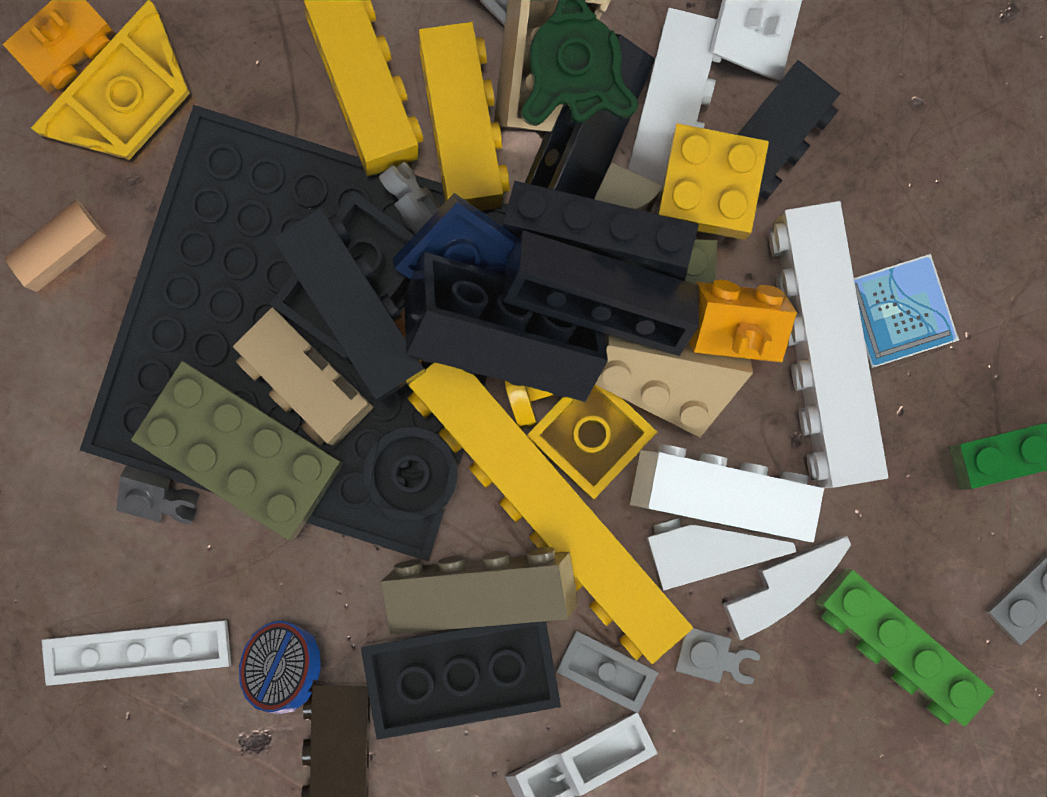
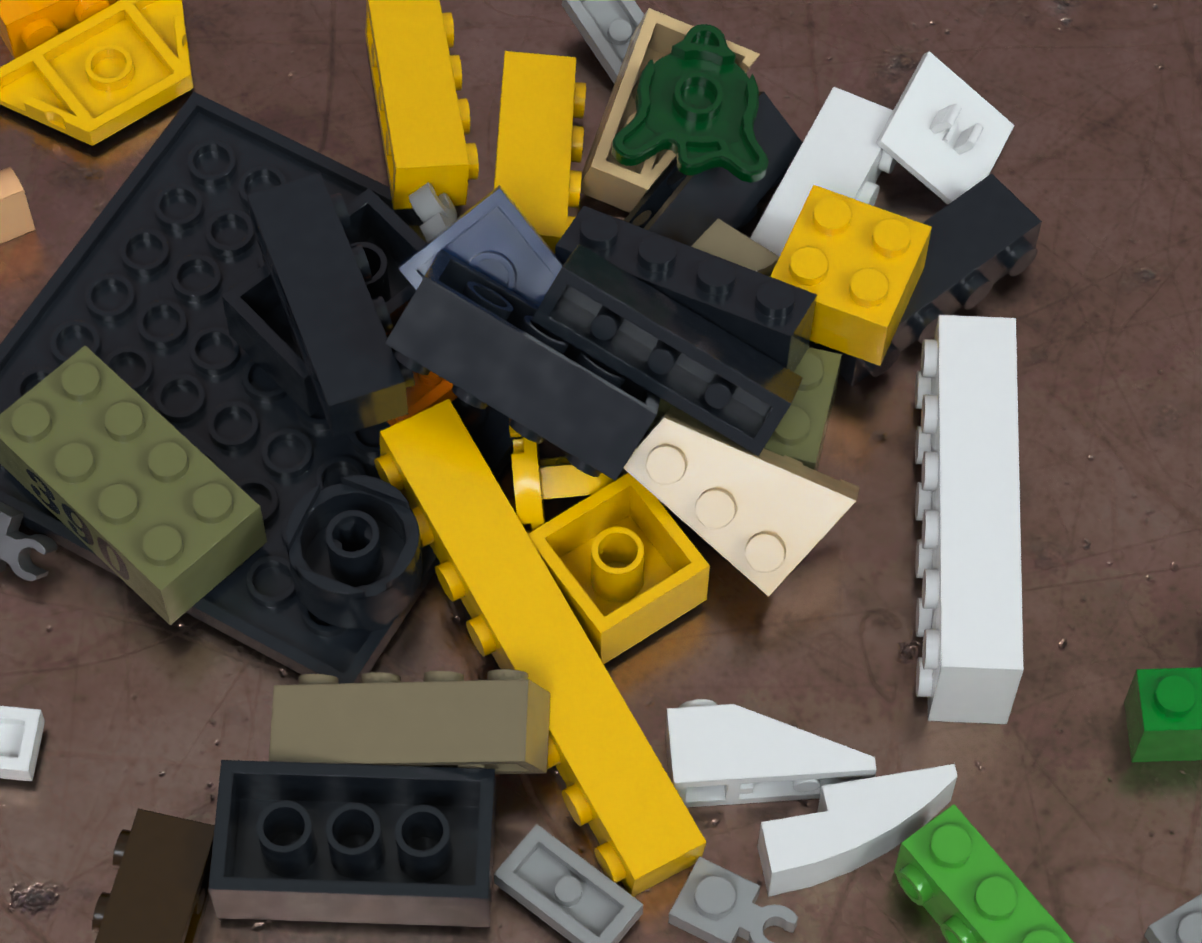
camera: 15 degrees right, 25 degrees down
(279, 667) = (97, 784): tile -> none
(301, 379) = (242, 413): tan wedge -> none
(727, 495) = (789, 668): white brick -> none
(743, 321) = (852, 439): light orange brick -> none
(903, 311) = (1083, 504): piece -> none

